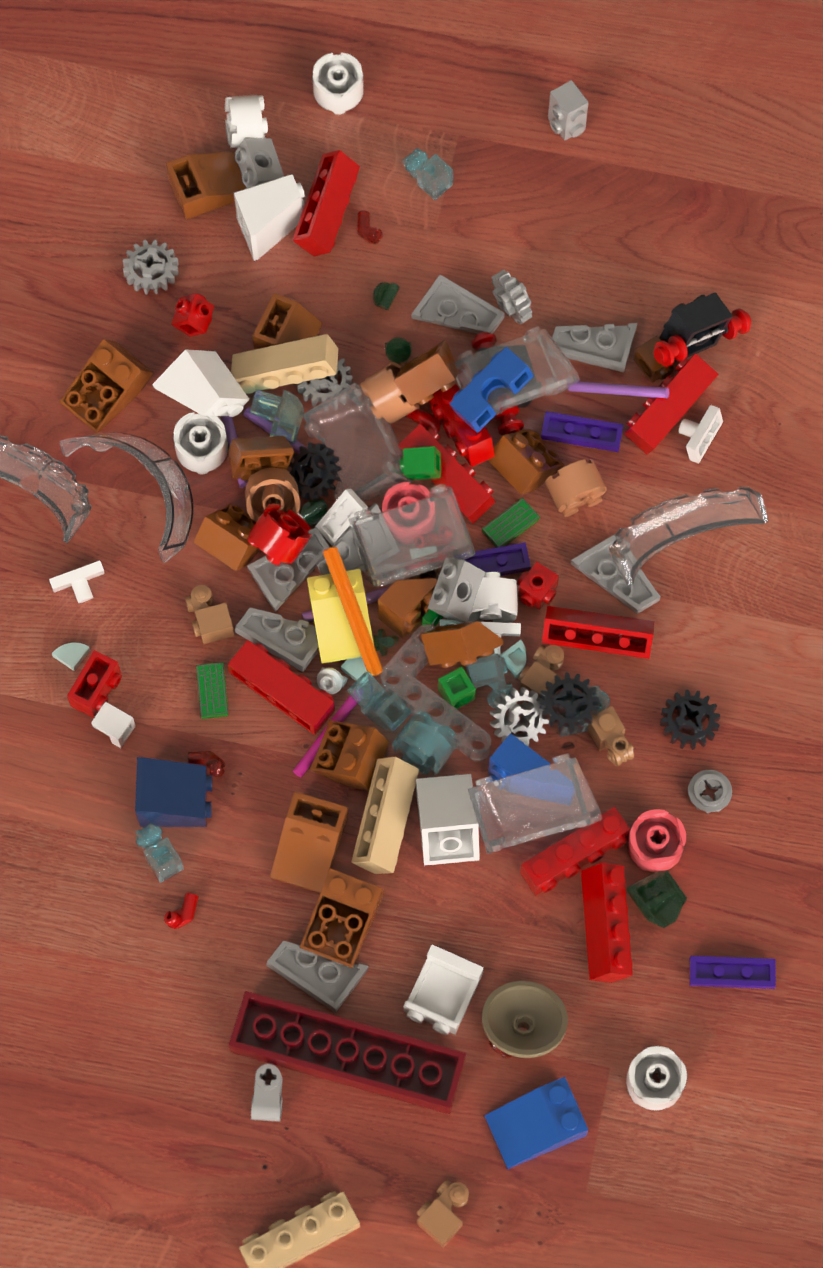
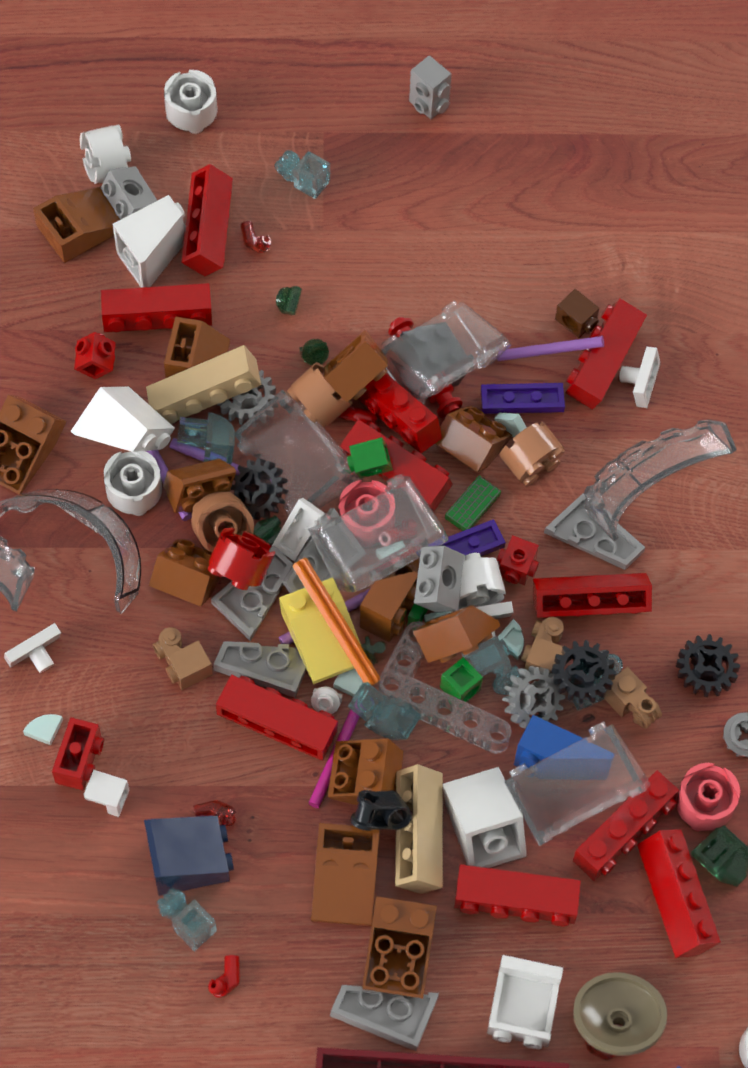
camera: 15 degrees left, 5 degrees down
(150, 266) = (39, 316): light grey gear -> none
(212, 690) = (203, 736): green tile -> none
(258, 279) = (154, 307): none -> red brick
(353, 792) = (382, 811): none -> black piece
(425, 743) = (443, 744): clear light blue brick -> none
(457, 308) = (365, 300): light grey wing -> none
(459, 893) = (517, 895): none -> red brick
(503, 371) = (437, 347): blue arch -> none
(511, 296) = (419, 277): light grey gear -> none
(565, 452) = (512, 422): none -> light aqua tile
(597, 346) = (517, 311): light grey wing -> none
(698, 328) = (615, 272): black brick -> none

